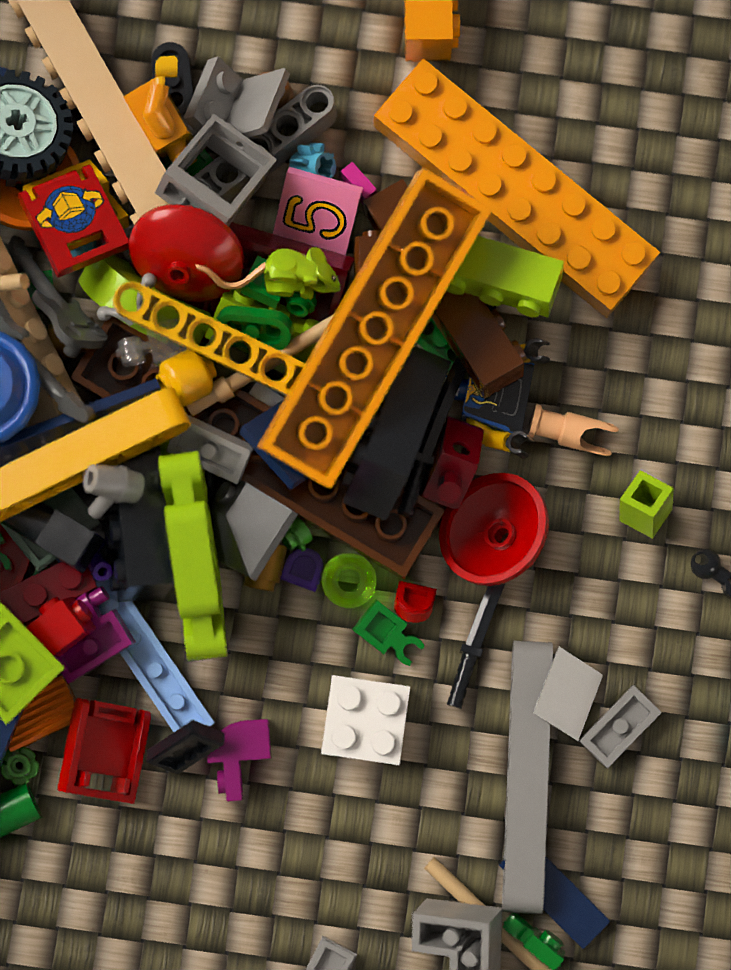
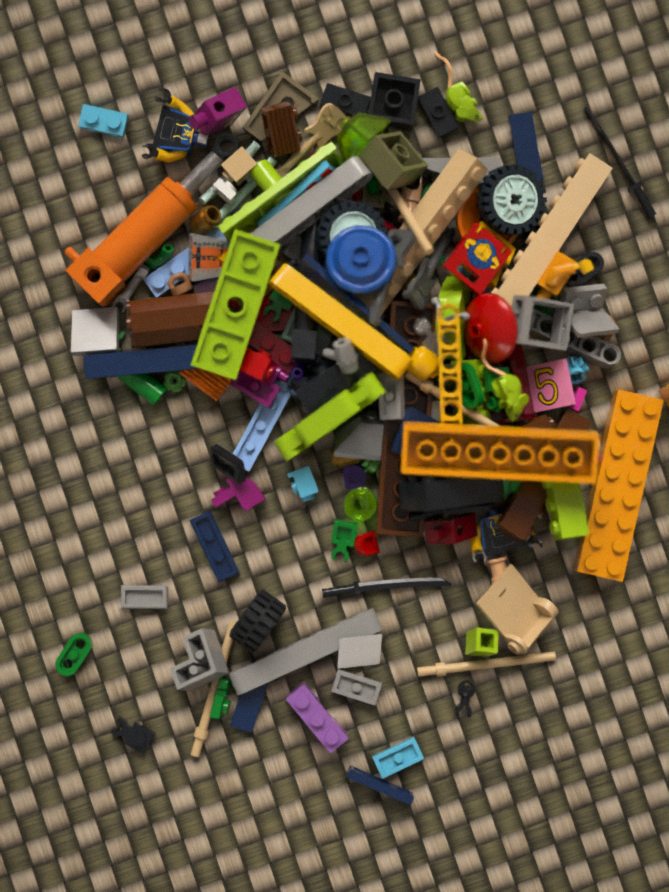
camera: 60 degrees right, 5 degrees up
(105, 742) = (209, 419): red container -> none
(274, 649) = (304, 483): none -> medium azure brick
(300, 833) = (214, 546): none -> dark blue tile
(365, 720) = (290, 551): white brick -> none
(445, 823) = (257, 621): none -> black tyre
(489, 510) = (437, 560): red dish -> none
(624, 428) = (516, 610): none -> tan door
(635, 808) = (316, 717): none -> medium lavender arch
(657, 585) = (440, 669): none -> tan bar

